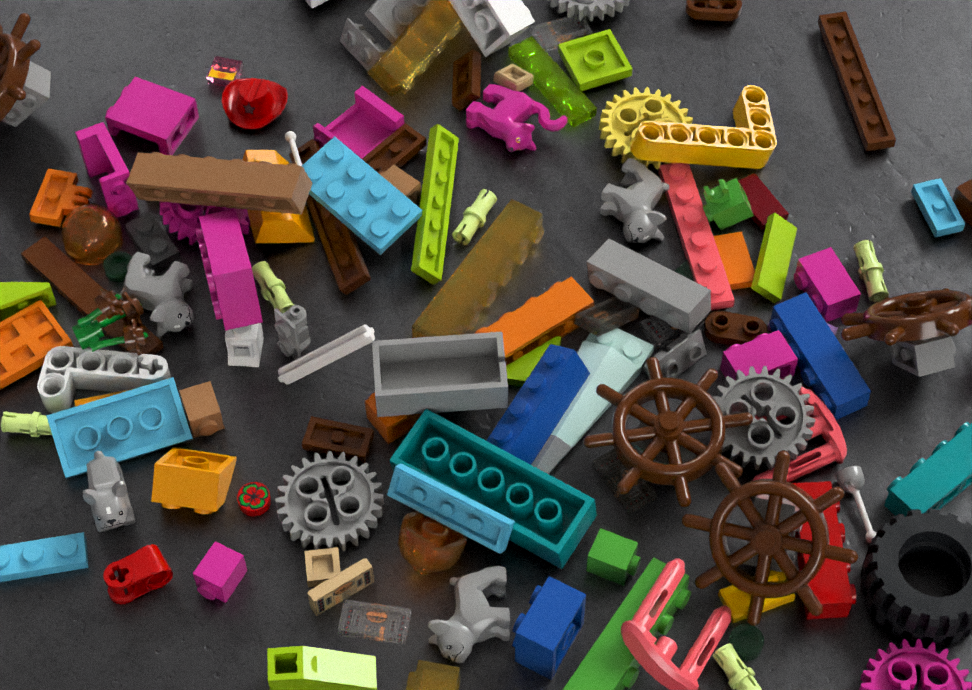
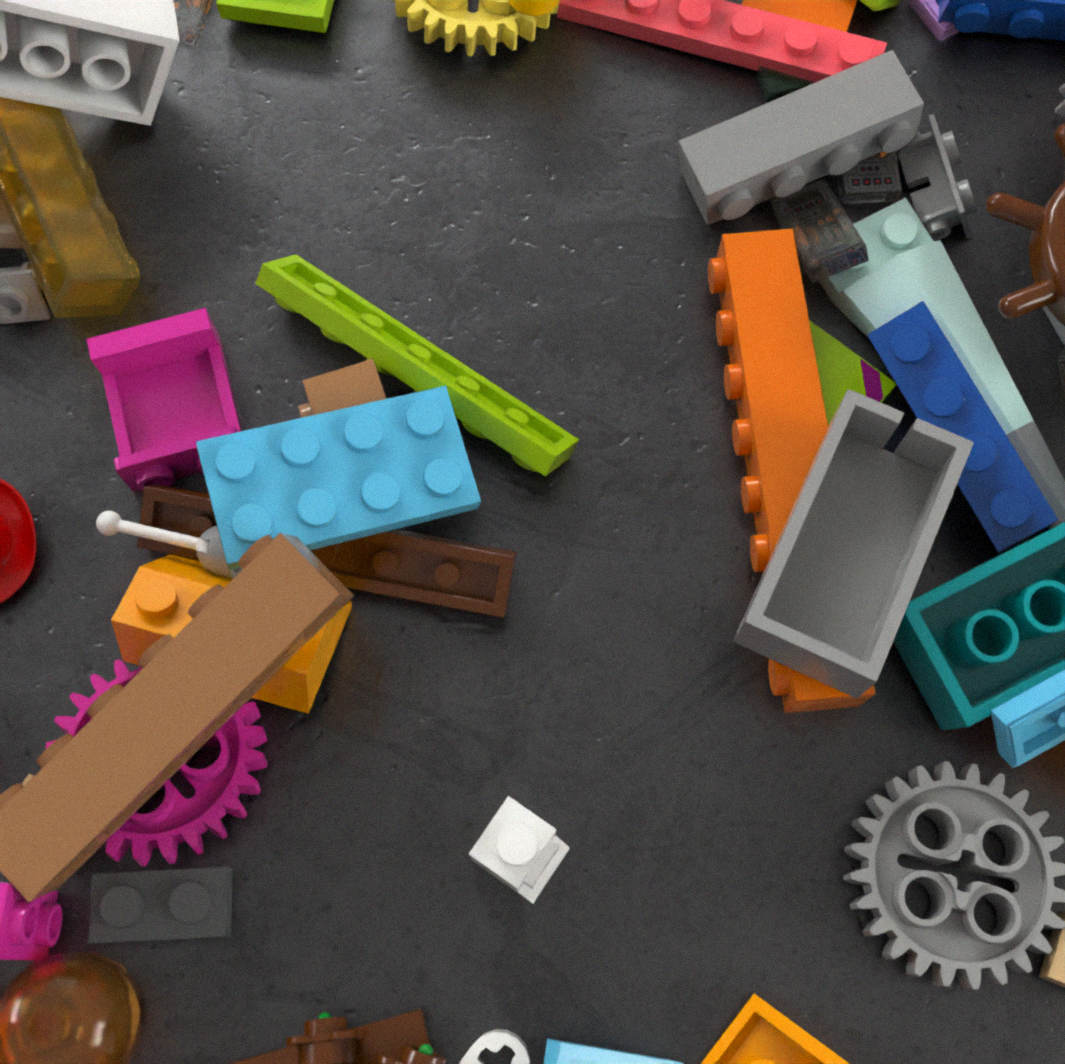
camera: 60 degrees left, 15 degrees up
(116, 265) = (177, 1003): clear green tile -> none
(160, 293) = (313, 958): light grey animal -> none
(202, 409) = (634, 1012): medium nougat brick -> none
(228, 270) = (381, 800): dark pink brick -> none
(254, 499) = (870, 1009): red tile -> none
(271, 287) = (423, 734): yellowish green pin -> none
(292, 331) = (572, 750): light grey hinge -> none
(326, 354) = (683, 714): white axle -> none
(338, 437) = (825, 789): reddish brown plate -> none
(396, 149) = (256, 367): reddish brown plate -> none
(466, 79) = (185, 174): reddish brown plate -> none
(474, 217) = (480, 318): yellowish green pin -> none
(482, 273) = (623, 382): clear yellow brick -> none
(508, 117) = (314, 167): dark pink animal -> none
(513, 78) = (232, 106): tan tile -> none
(552, 81) = (278, 59): clear neon green plate -> none
(635, 203) = (620, 72): light grey animal -> none
(735, 328) = (937, 67): reddish brown plate -> none
(764, 350) = (1017, 78): dark pink brick -> none

